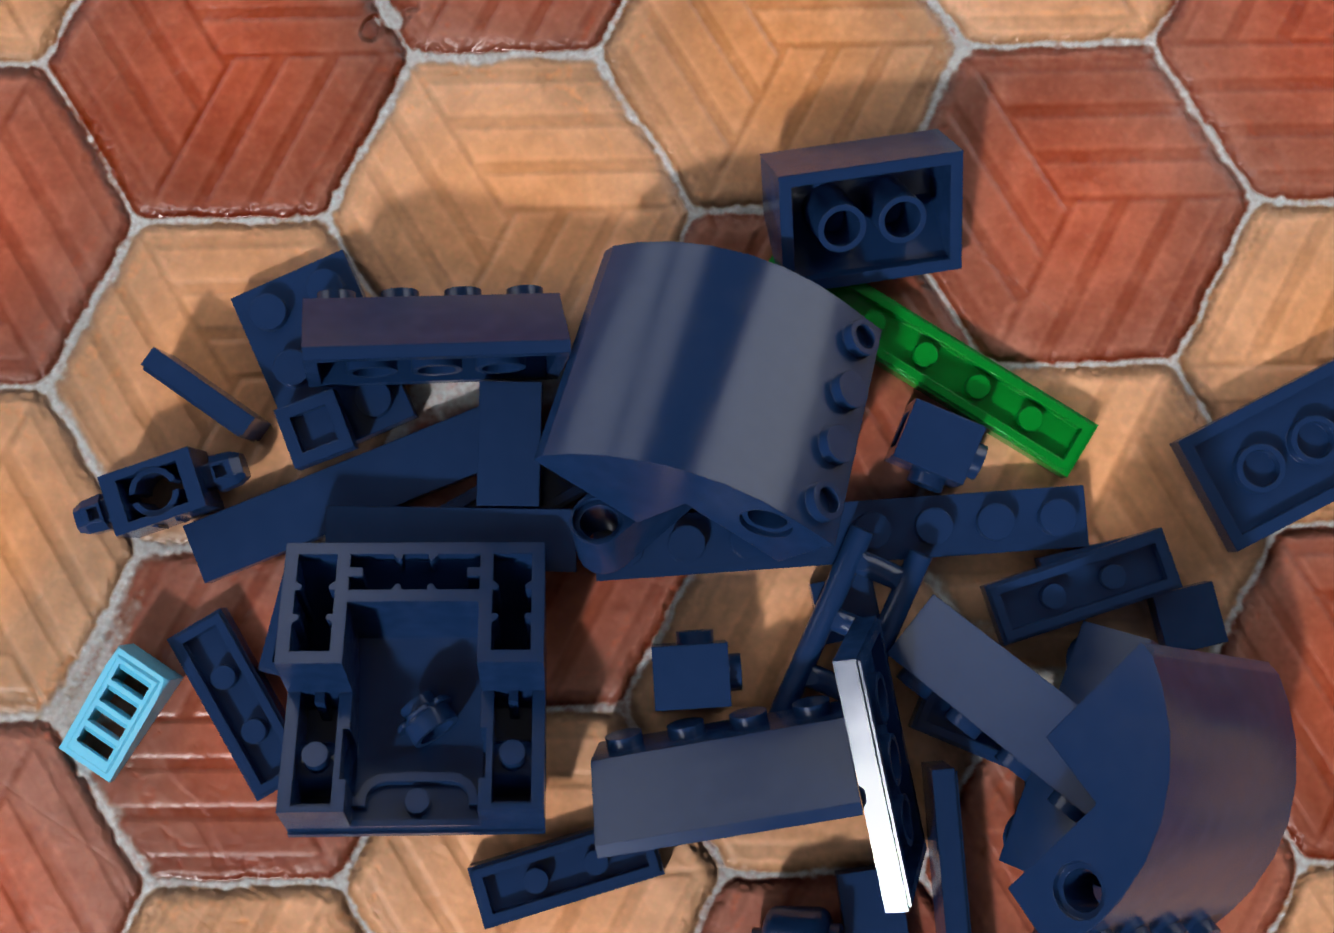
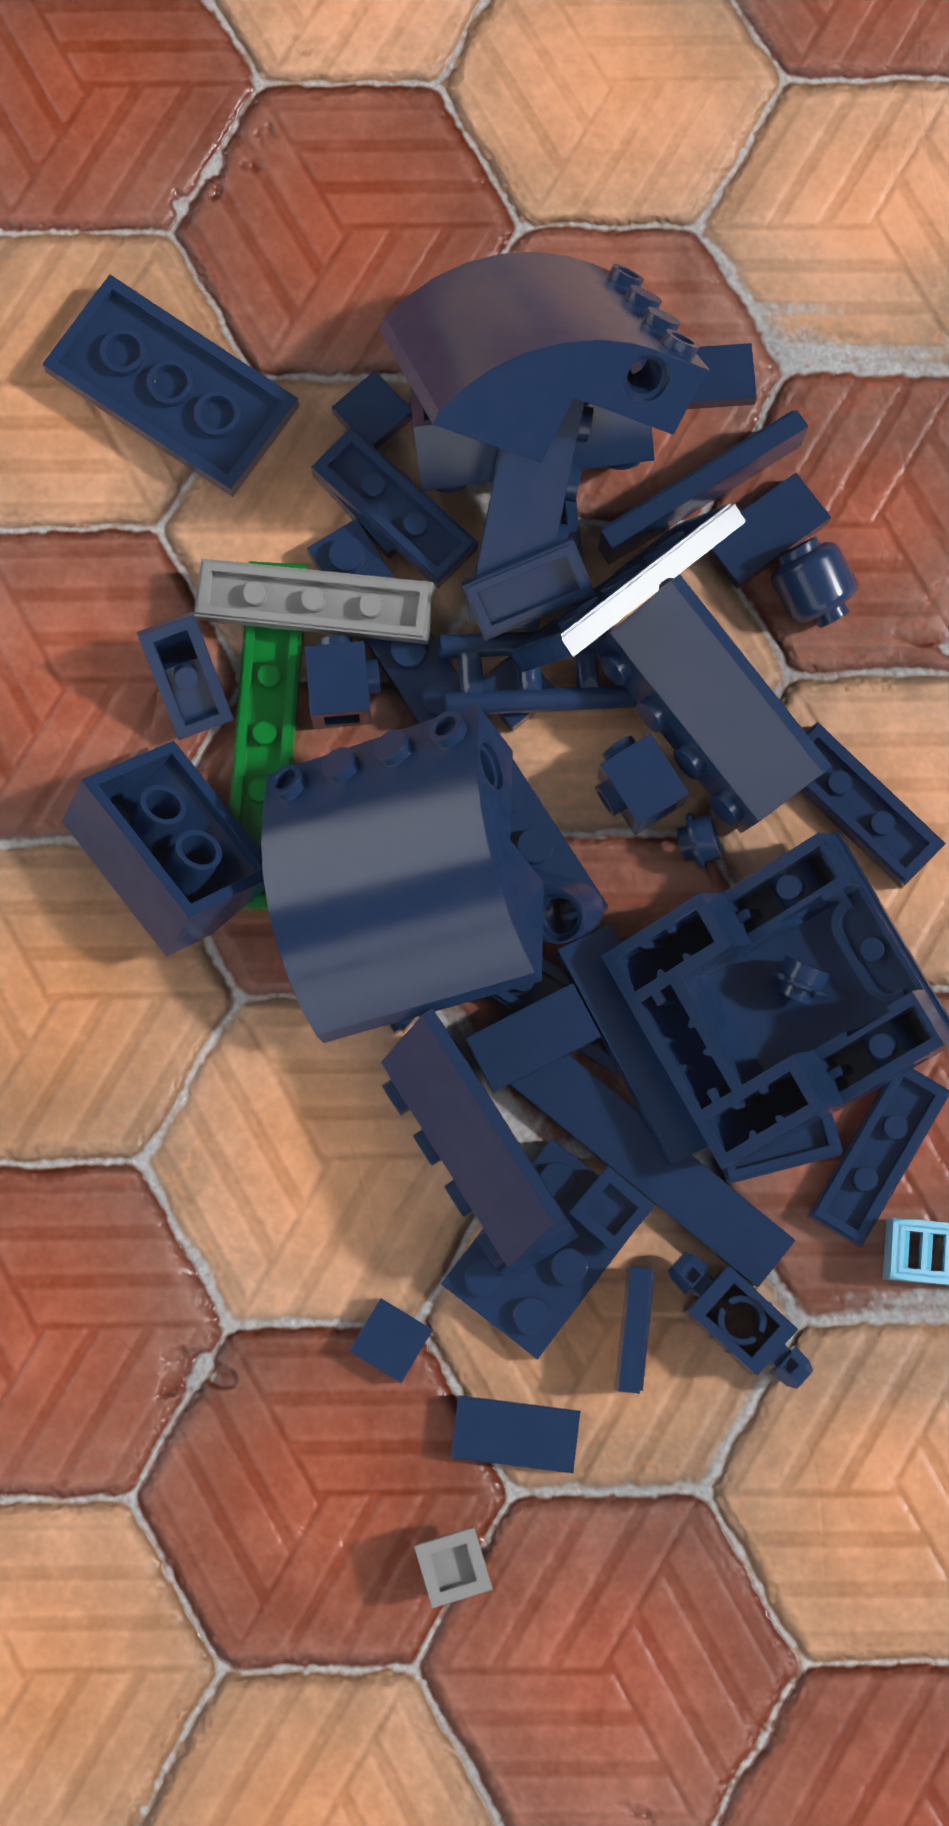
camera: 120 degrees left, 5 degrees down
(93, 129) = (453, 1566): none -> light grey tile
(181, 248) = (515, 1434): none -> dark blue tile
(320, 183) = (391, 1340): none -> dark blue tile
(611, 700) = (700, 840): none -> dark blue plate
(931, 665) = (528, 588): none -> dark blue tile
(1017, 306) = (185, 675): none -> dark blue slope
(1026, 463) = (314, 601): none -> light grey tile

